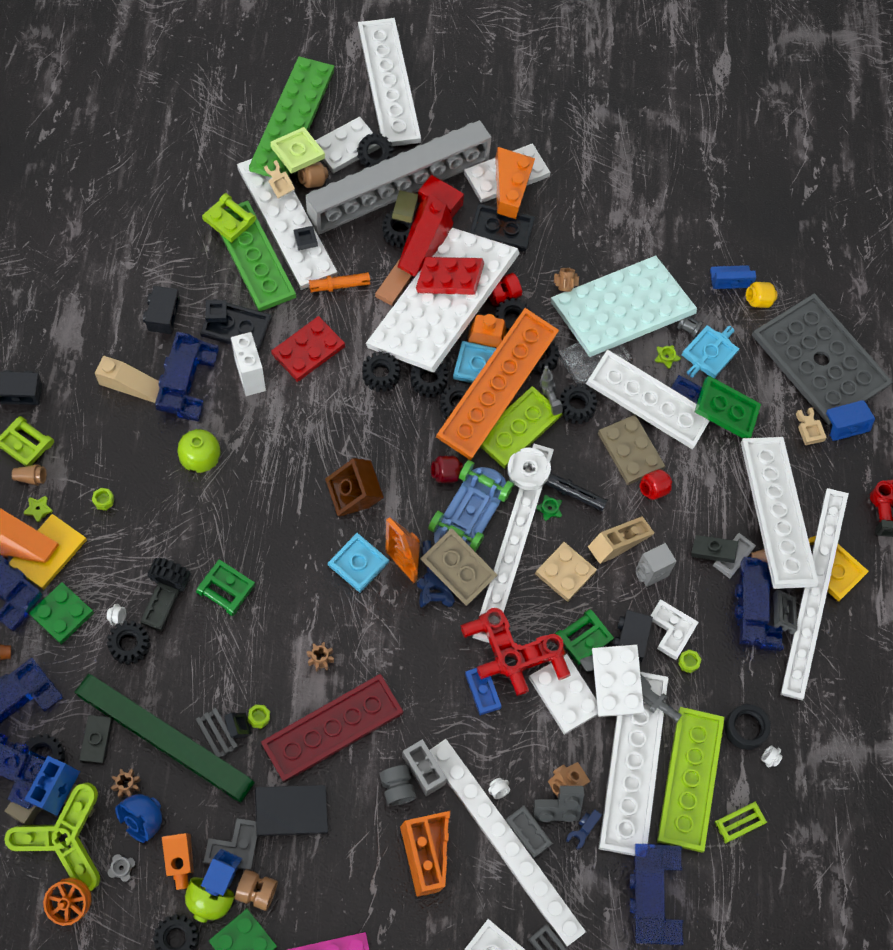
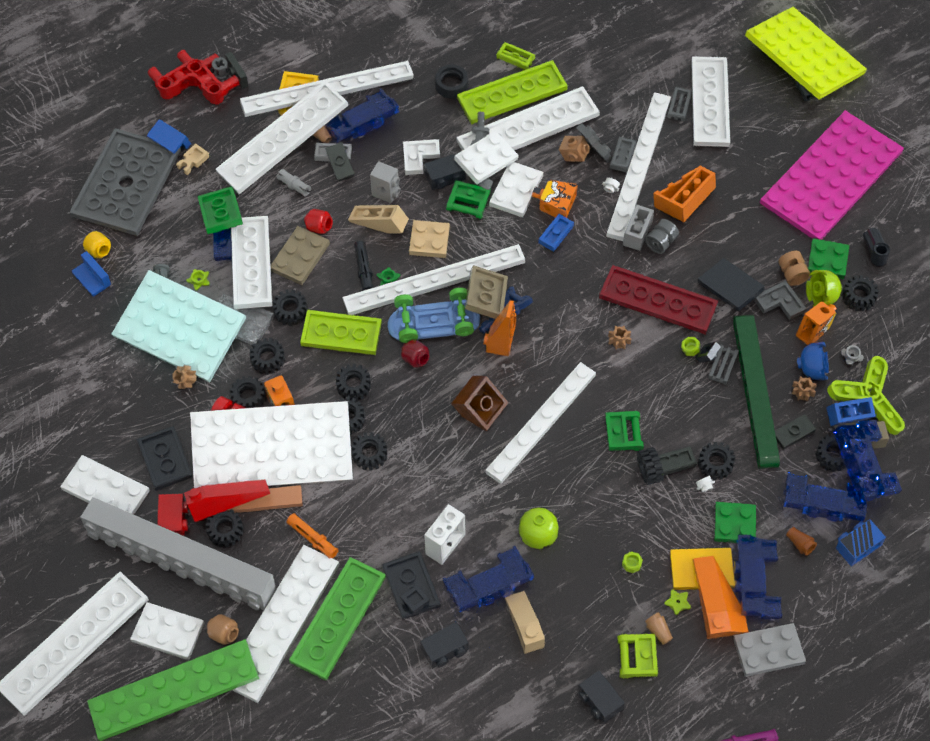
camera: 120 degrees left, 5 degrees down
(67, 901) = (898, 367): orange wheel -> none
(221, 872) = (805, 282): blue brick -> none
(226, 223) = (326, 658): lime plate -> none
(280, 181) = (255, 639): tan plate -> none
(295, 529) = (540, 423): none -> white plate
(297, 150) = (215, 642): yellowish green plate -> none
(305, 238) = (295, 581): black plate -> none
(308, 348) = (389, 518): red plate -> none
(358, 562) = (533, 362): medium azure plate -> none
(374, 139) = (161, 602): black tyre -> none
(405, 206) = (206, 527): olive tile -> none
(450, 275) = (251, 446): red plate -> none
(471, 361) = (310, 388): medium azure plate -> none
(497, 384) = (320, 356): orange plate -> none
(512, 179) = (121, 464): orange wedge -> none
(521, 719) = (556, 197): none -> orange torso
(525, 656) = (522, 223): red pin -> none
(527, 480) = (379, 306): white plate -> none
(548, 390) = (294, 327): flat silver piece -> none
(587, 823) = (596, 125): dark blue plate -> none
(649, 894) = (603, 70): clear blue bracket -> none
(689, 661) = (434, 133): lime tile -> none
(710, 351) = (175, 250): medium azure plate -> none
(719, 494) = (293, 182): none -> light grey pin
(772, 756) = (460, 59): white plate -> none
(781, 610) = (357, 97): dark grey tile -> none

